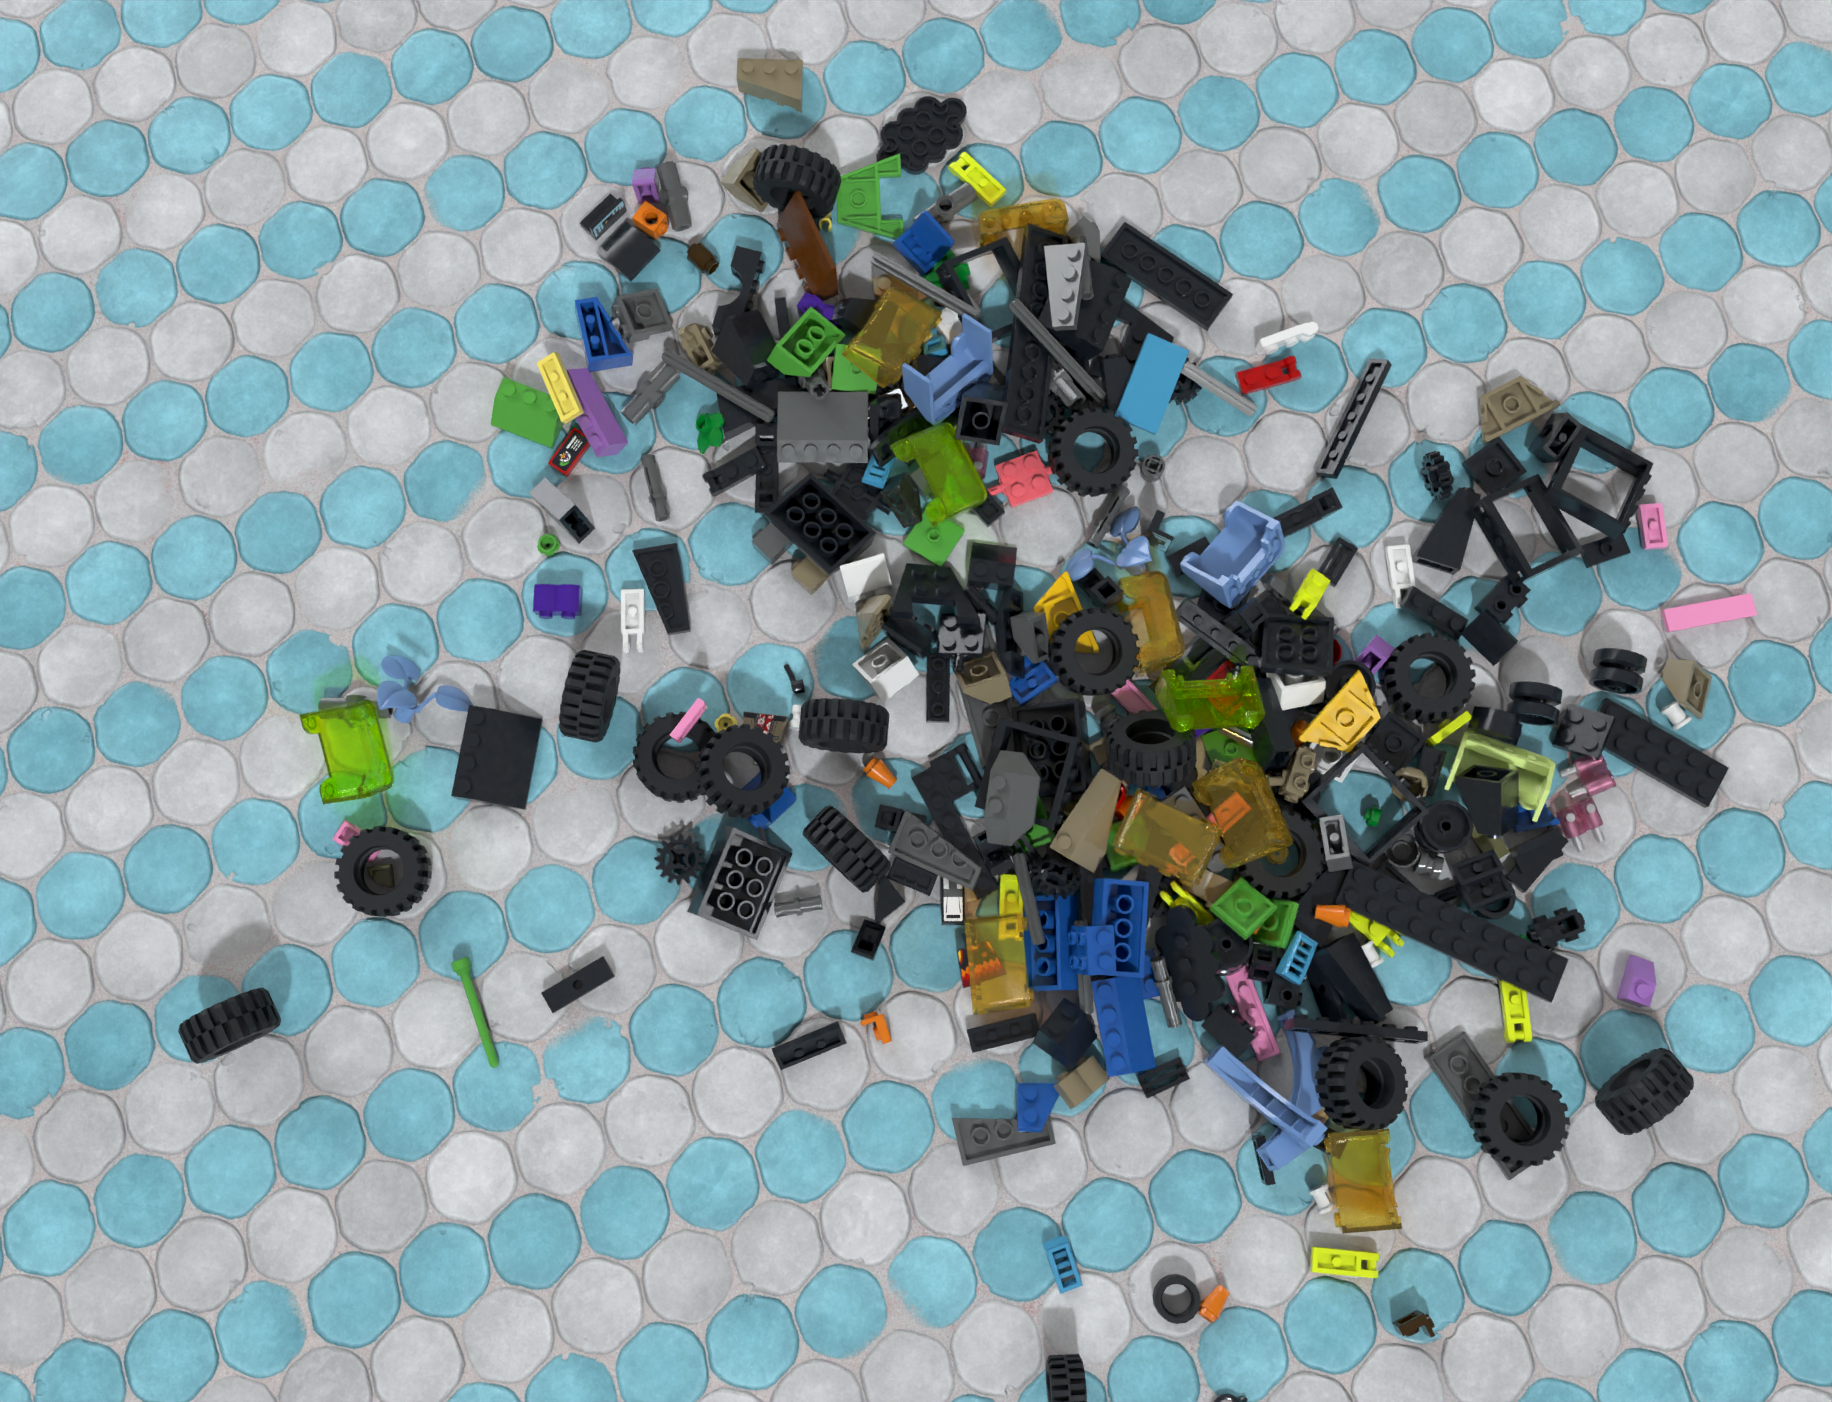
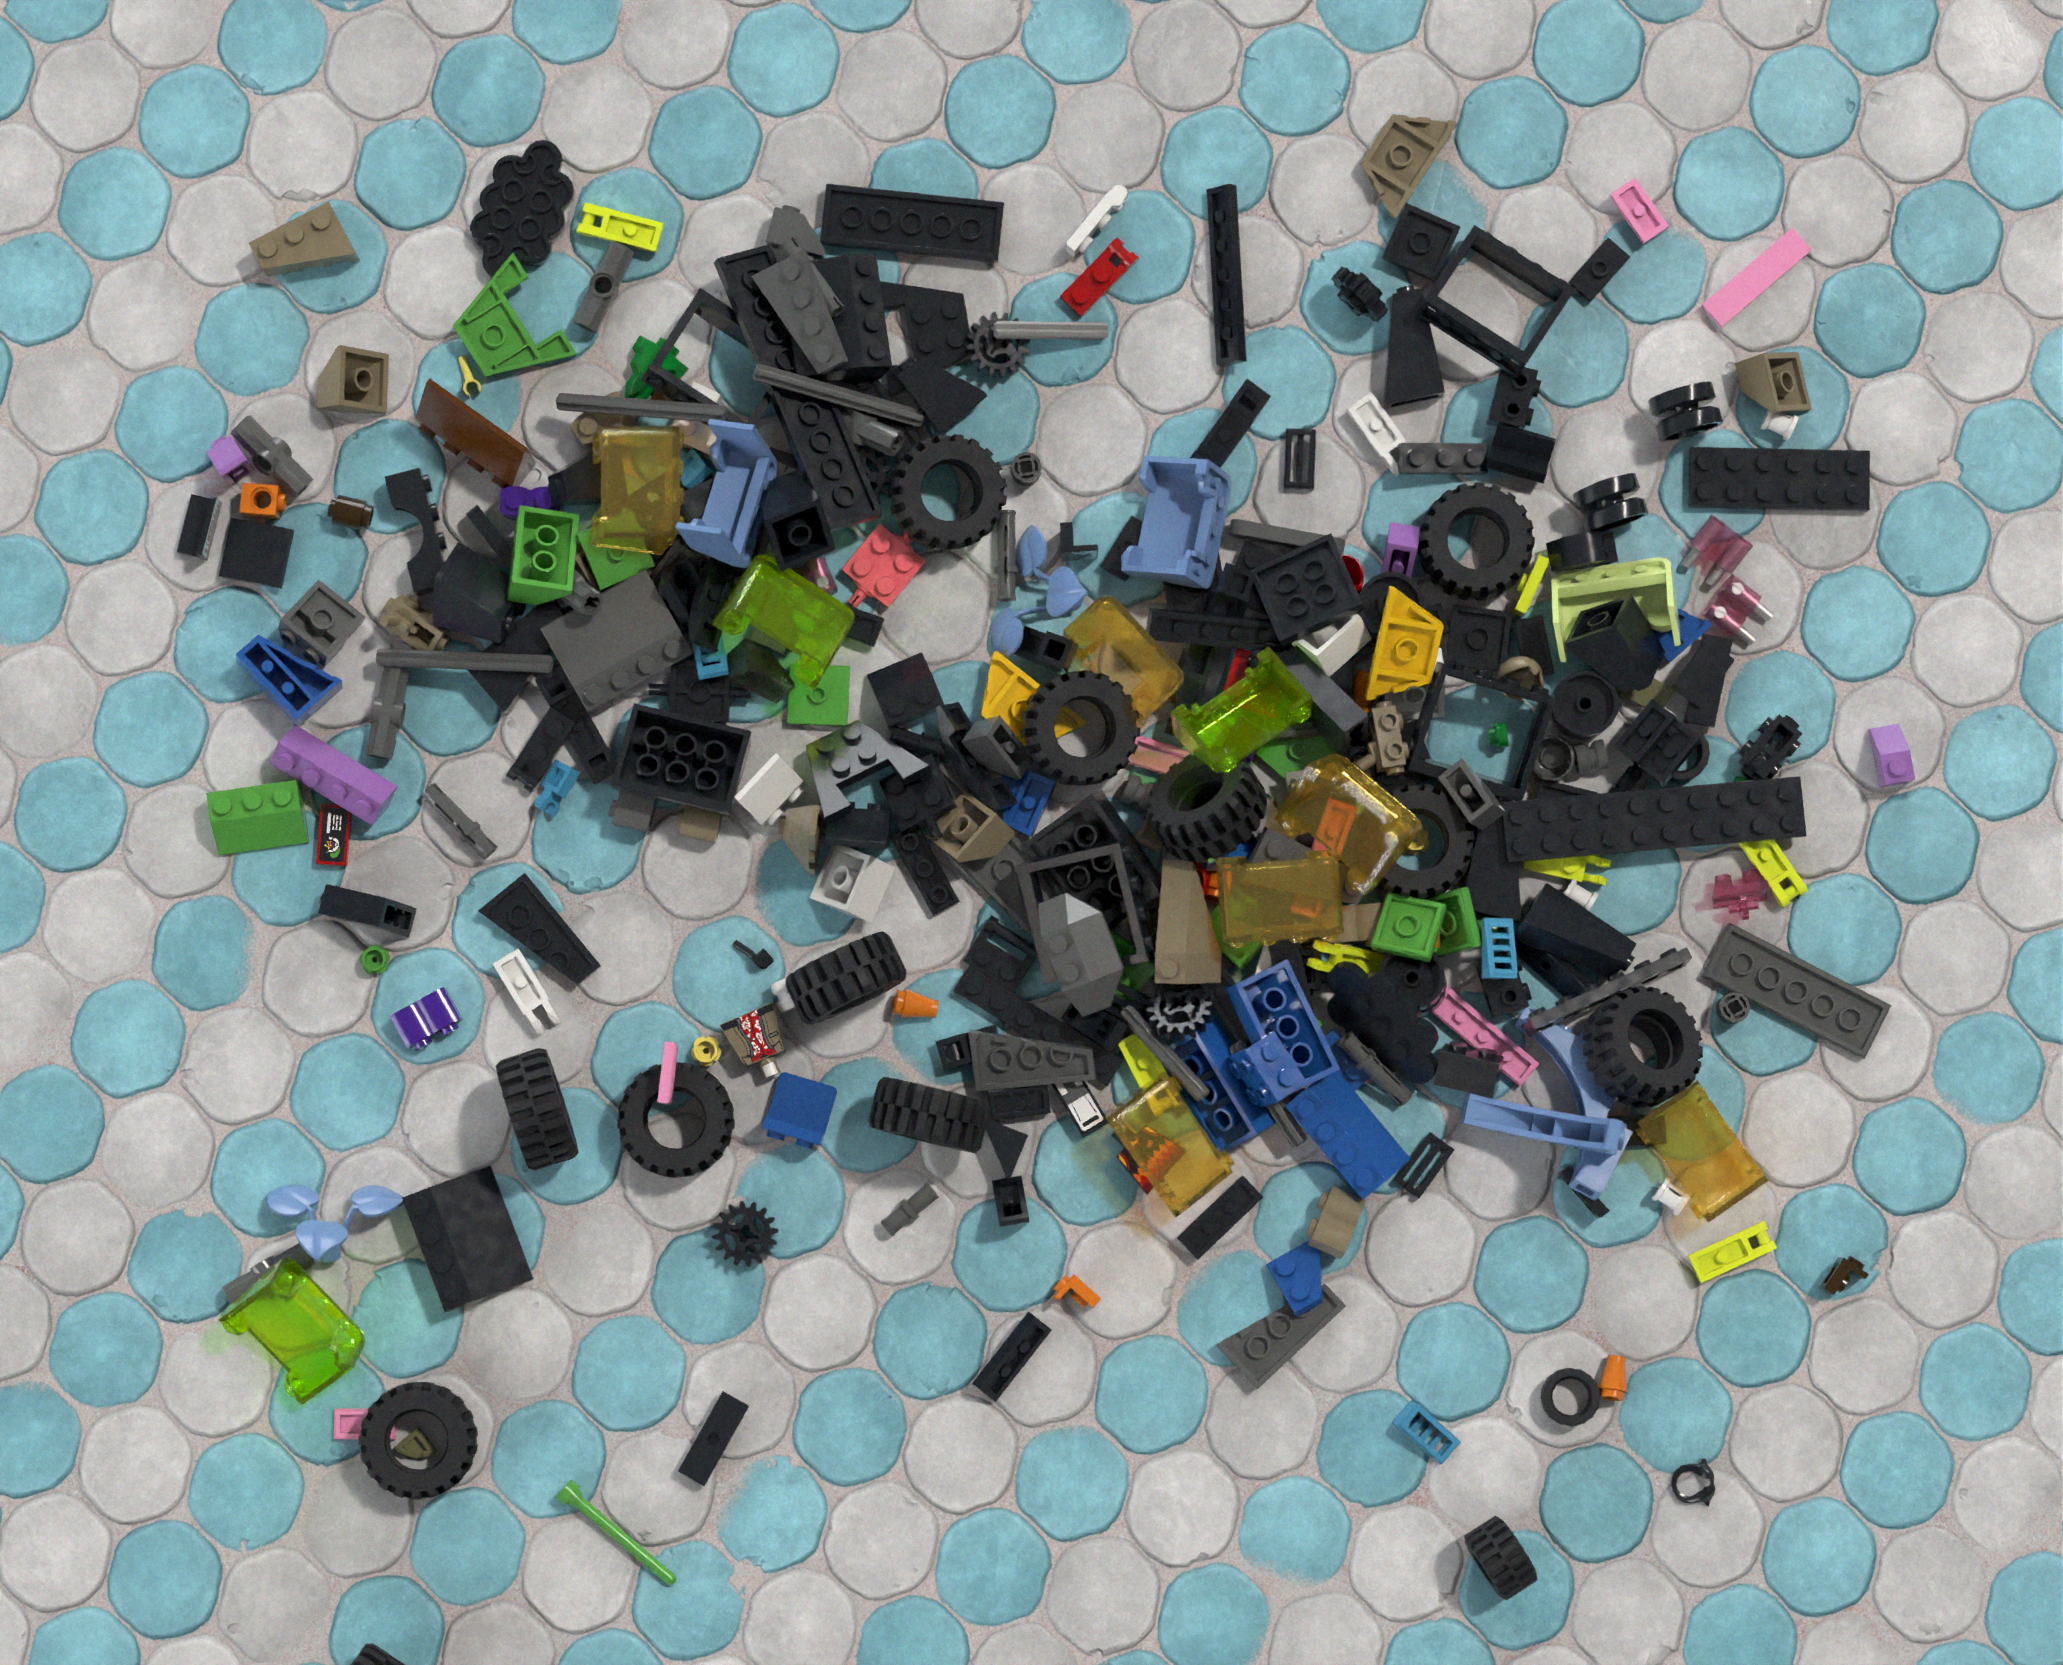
camera: 30 degrees left, 5 degrees up
(560, 387) = (283, 769): light yellow plate -> none
(710, 430) = (484, 717): green plate -> none
(730, 499) = (557, 784): none -> dark azure plate
(740, 882) = (827, 1220): black slope -> none
(764, 752) = (782, 1064): black tyre -> none
(792, 169) = (402, 361): black tyre -> none
(924, 243) = (605, 349): blue bracket -> none
(1048, 214) = (667, 277): clear yellow windscreen -> none
(1066, 1034) = (1290, 1179): black slope -> none
(1151, 383) = (970, 372): dark azure tile -> none
(1262, 963) = (1463, 975): black brick -> none
(1310, 592) = (1288, 516): neon yellow hinge -> none
(1333, 914) = (1514, 876): orange cone -> none
(1432, 1089) = (1729, 1011): none -> dark grey wheel
(1482, 1018) = (1740, 897): none -> clear pink hips
(1550, 1119) = (1876, 980): black tyre -> none
(1555, 437) = (1471, 169): black brick -> none
(1583, 732) = (1684, 503): black plate -> none
(1615, 455) = (1548, 148): black window -> none
(1644, 1091) = (1953, 879): black tyre -> none

